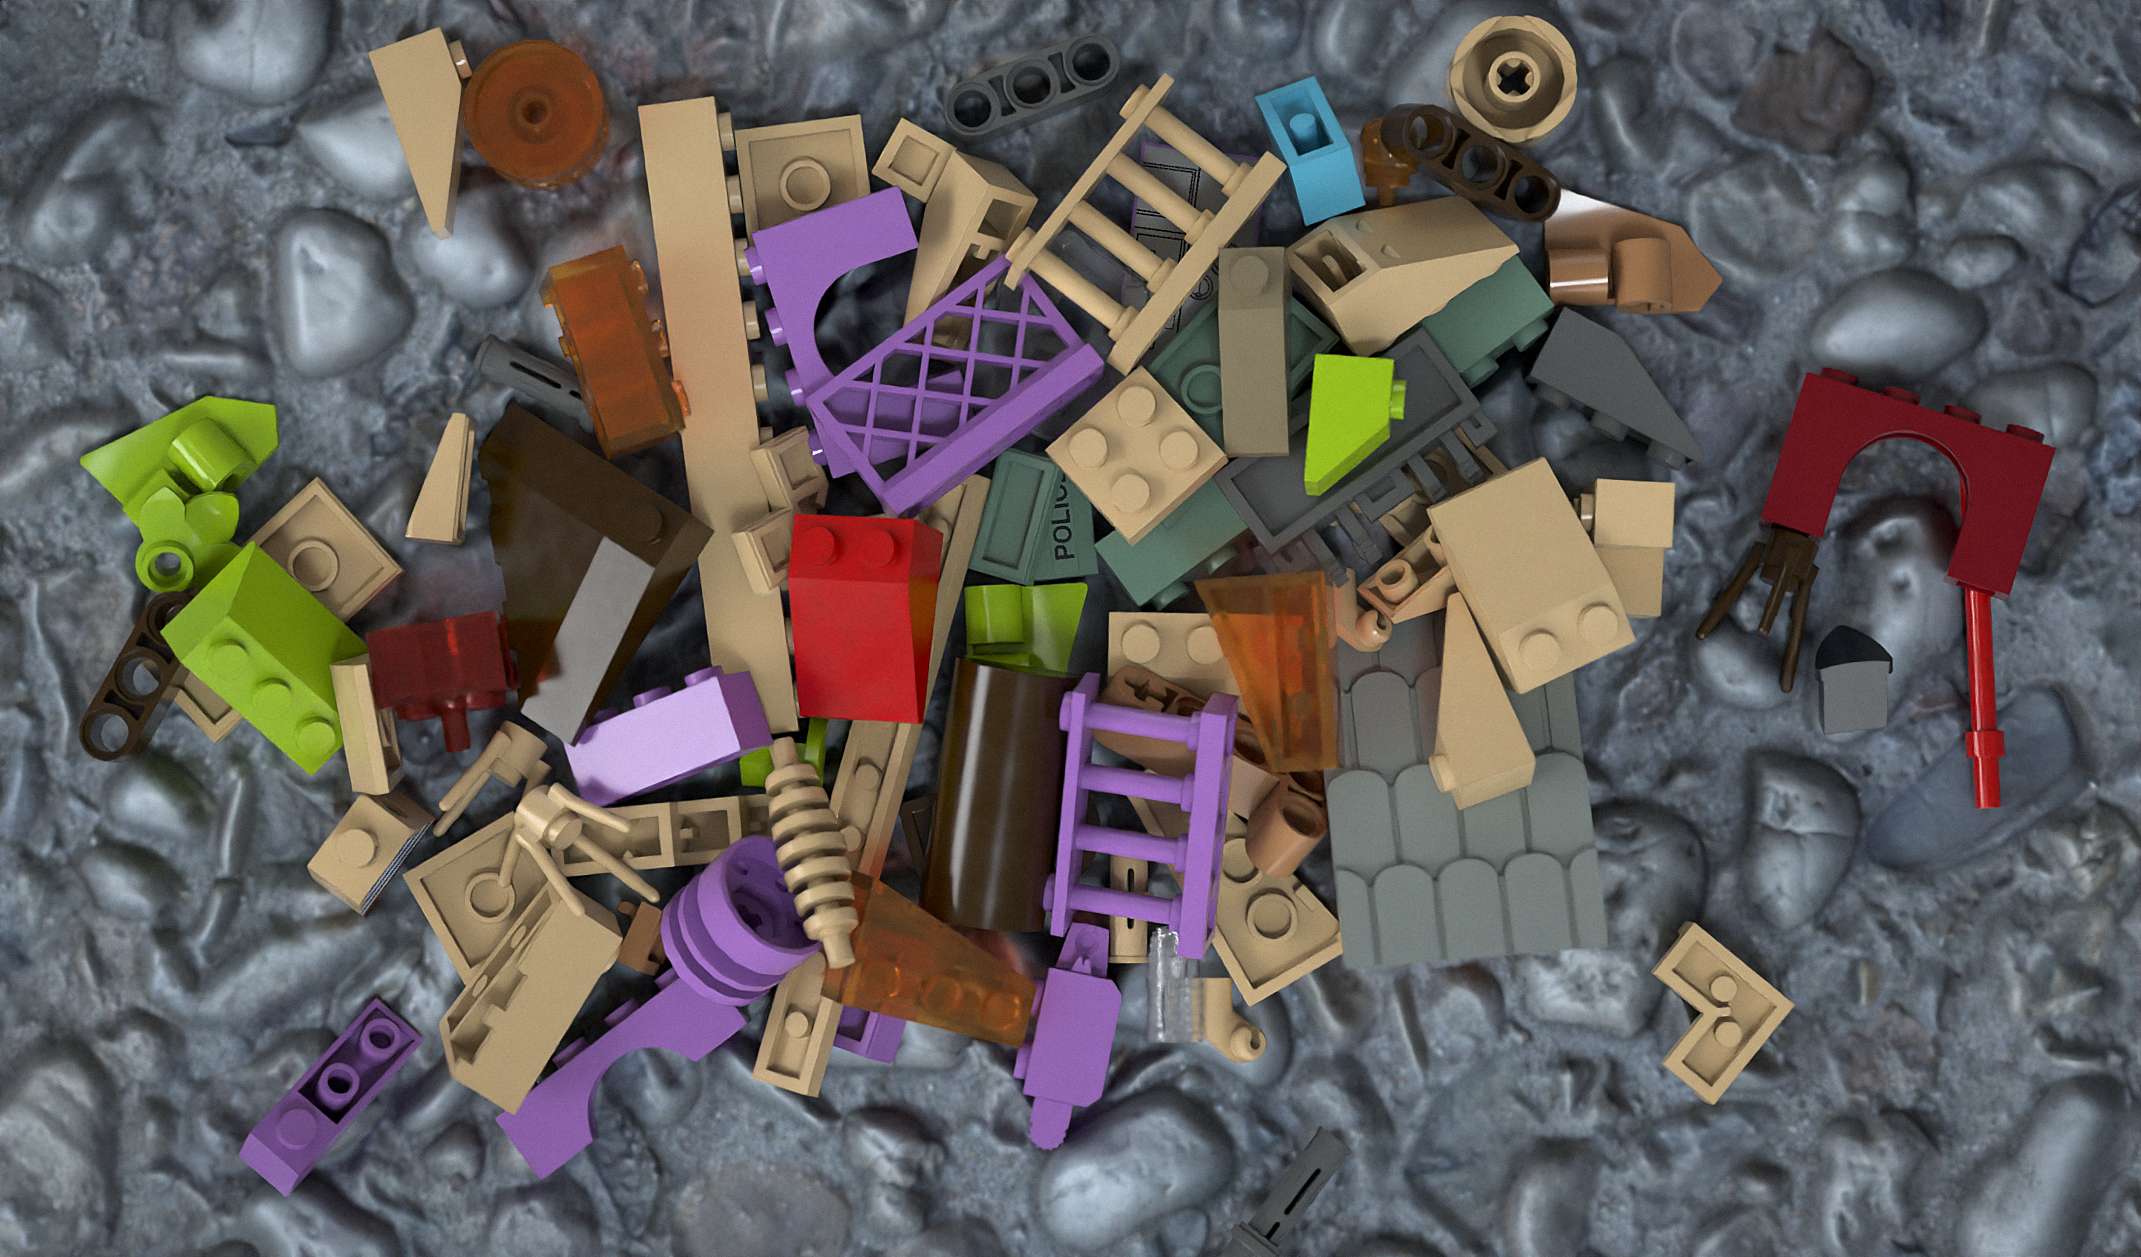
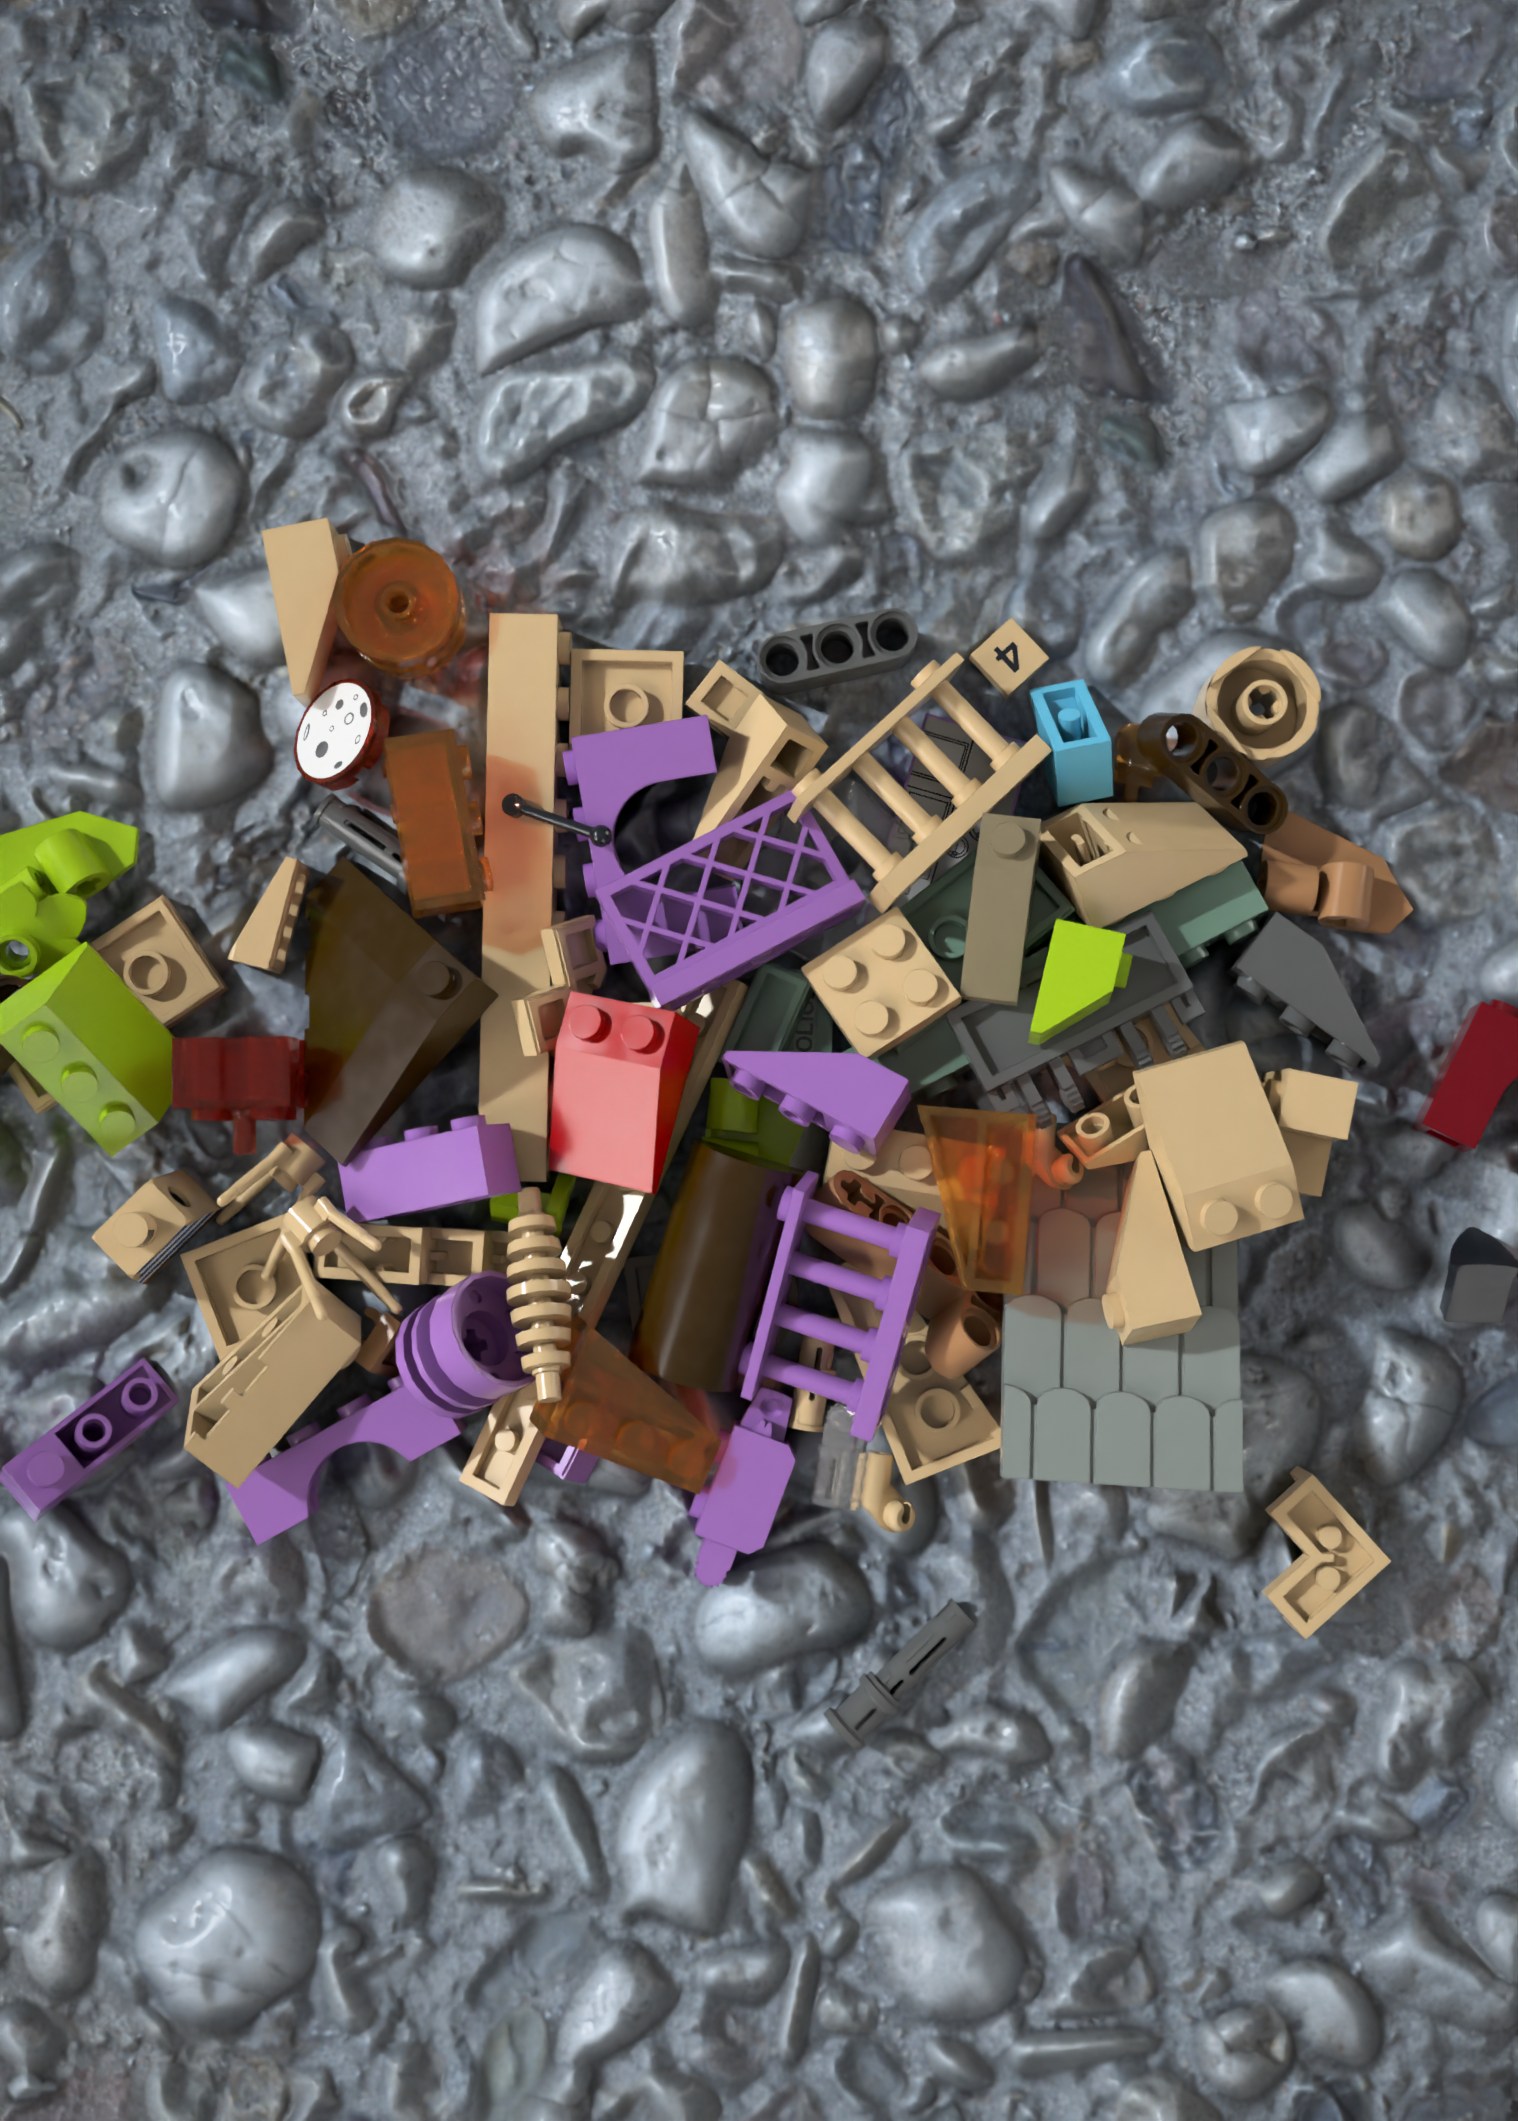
camera: 10 degrees right, 0 degrees up
(367, 732) = (167, 1132): tan slope -> none
(491, 266) = (341, 734): none -> tile
(701, 318) = (516, 806): none -> black hinge
(1100, 579) = (833, 1090): none -> medium lavender slope
(1226, 65) = (1008, 658): none -> tan tile
(1784, 563) = (1435, 1169): dark brown plant -> none

